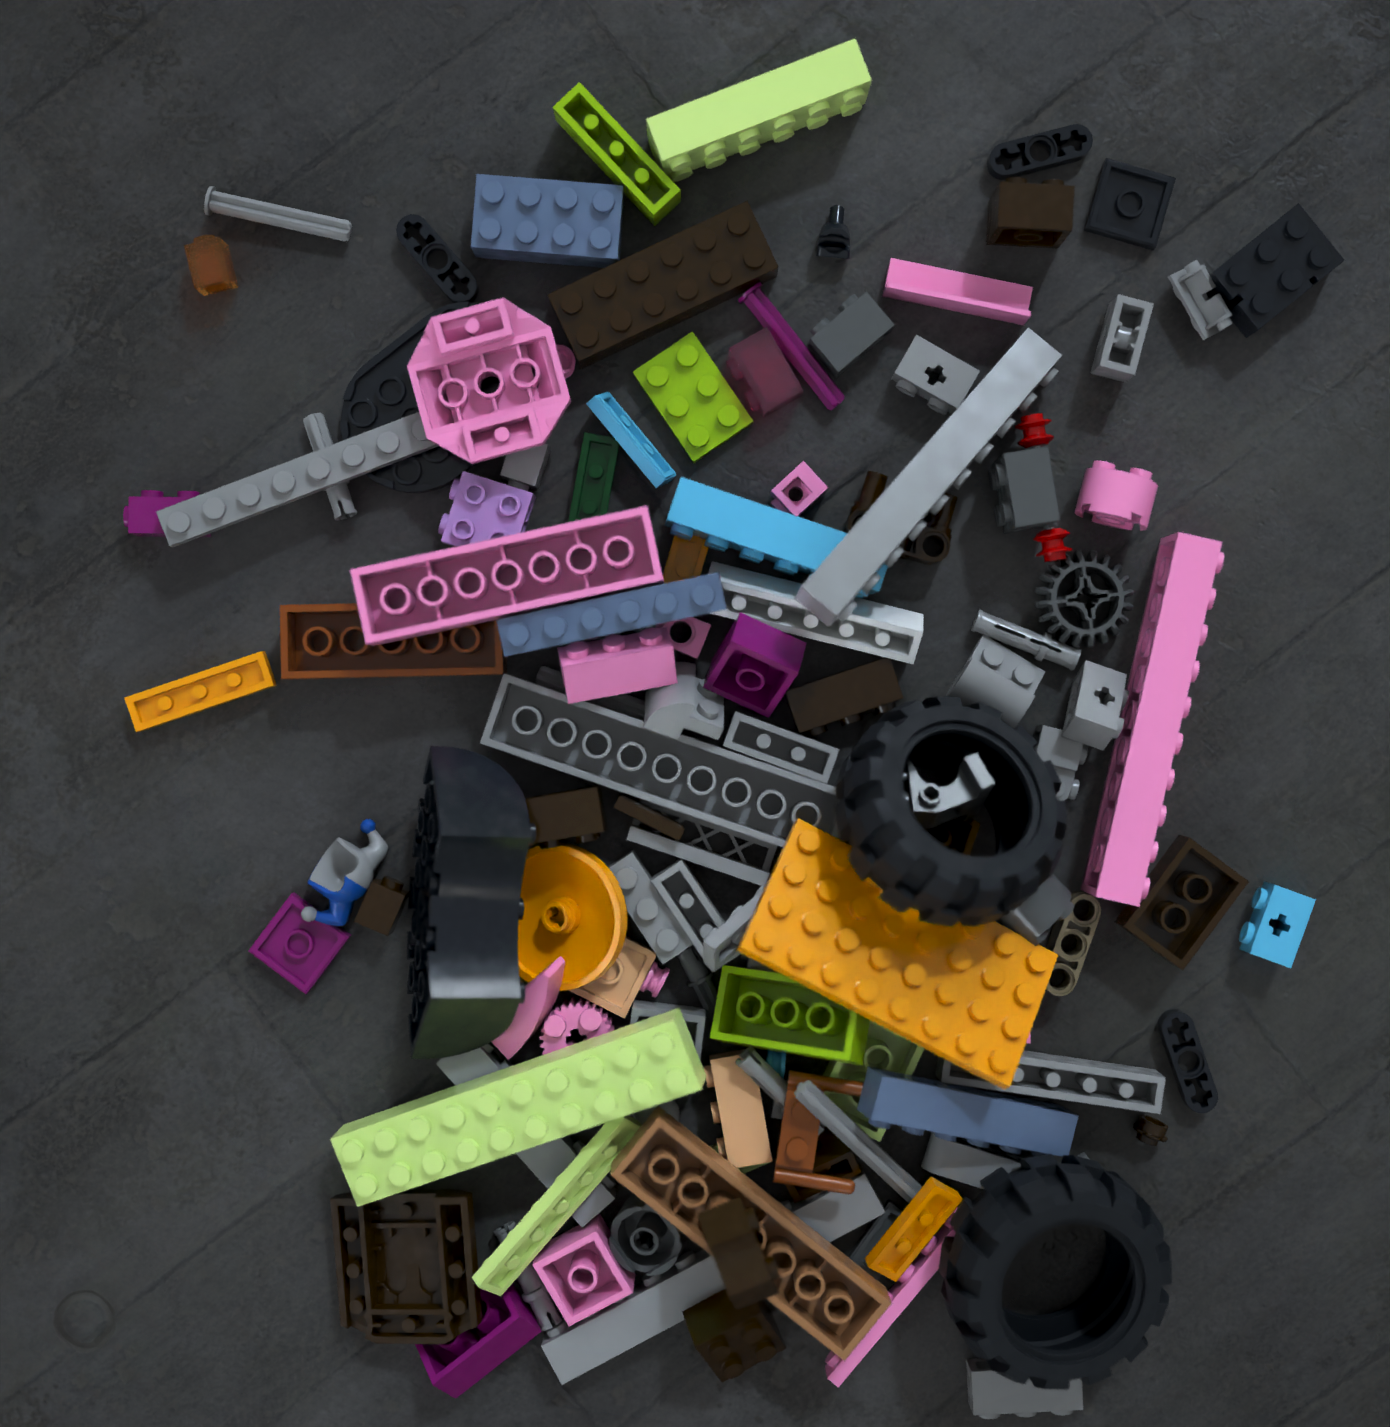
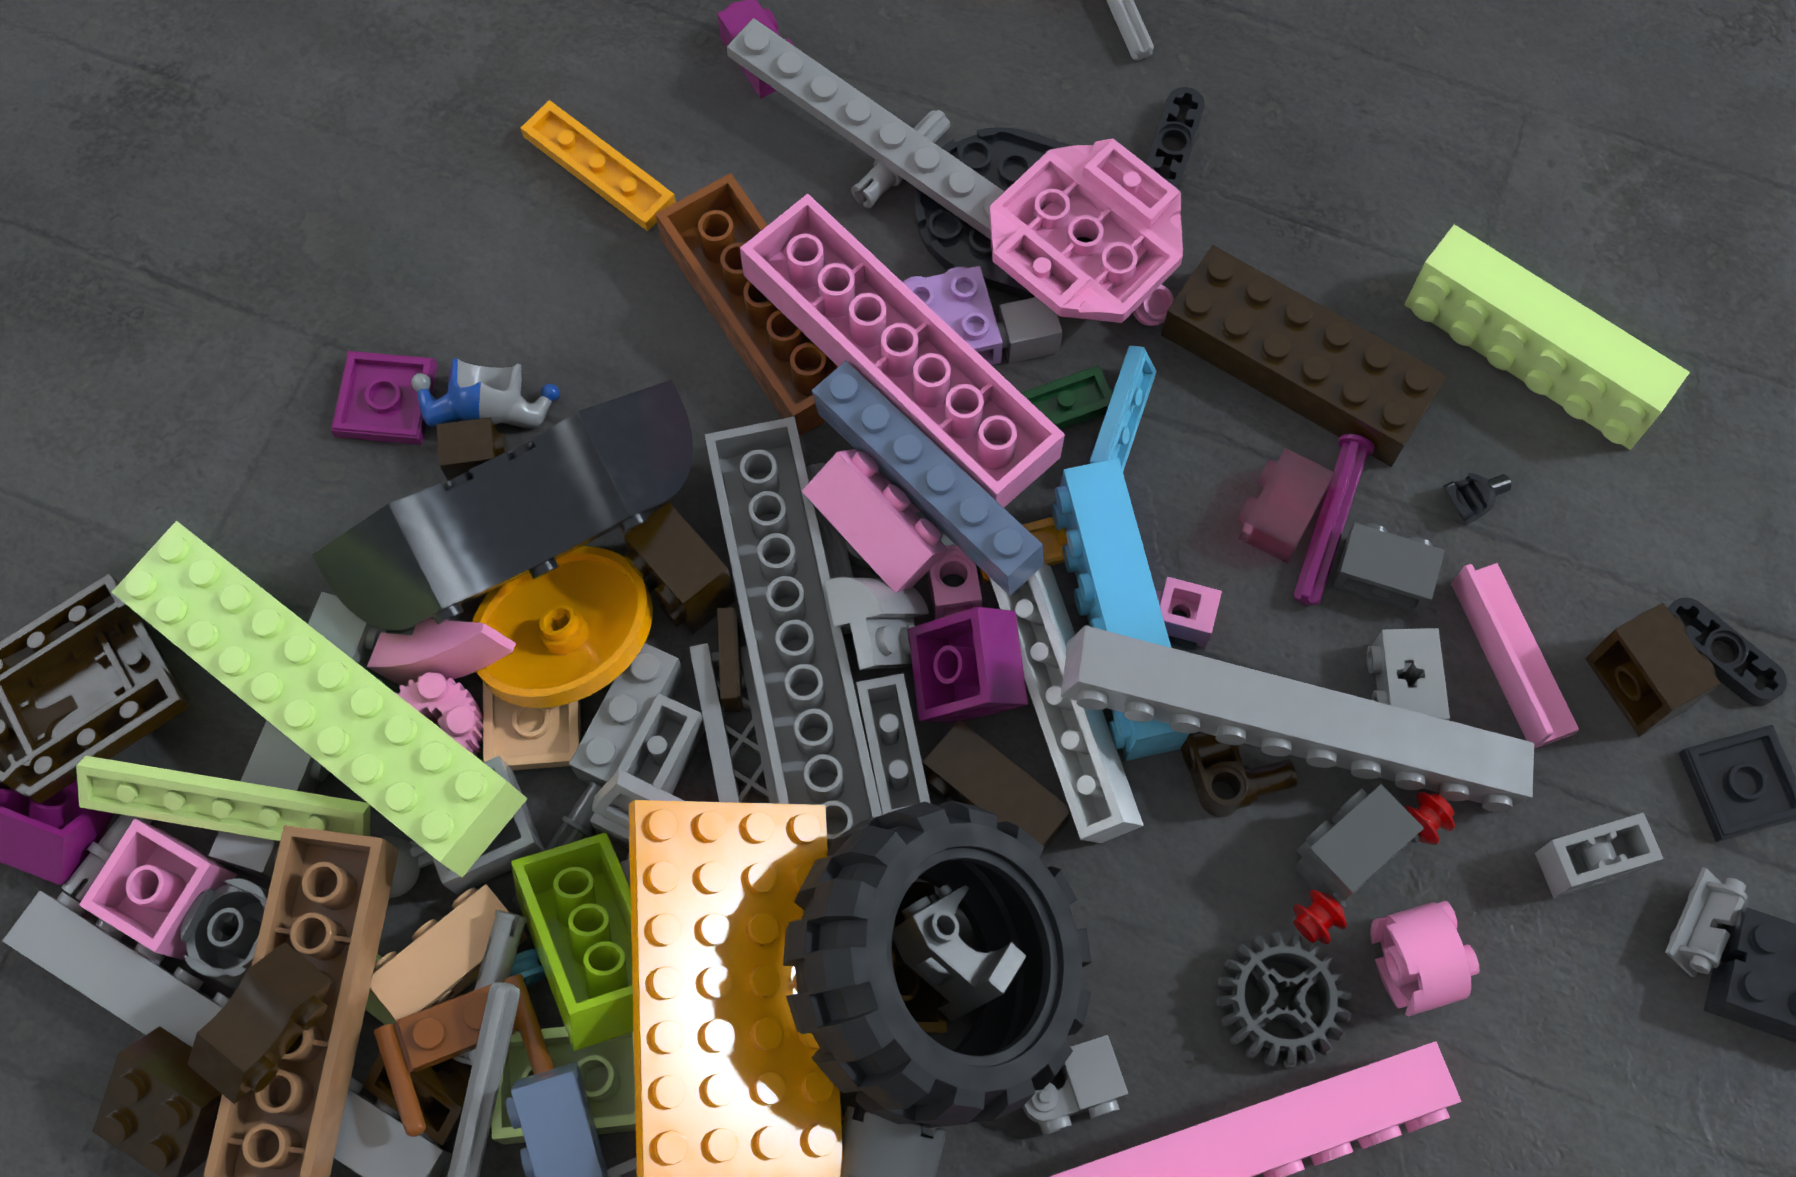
camera: 60 degrees right, 20 degrees down
(547, 221) = (1285, 212): sand blue brick -> none
(617, 153) = (1398, 237): lime brick -> none
(655, 979) = (547, 776): bright pink bush -> none
(693, 397) = (1208, 455): lime plate -> none
(997, 680) = (1126, 956): light grey brick -> none
(1039, 645) = (1196, 983): light grey pin -> none
(1095, 705) = (1170, 1083): light grey brick -> none

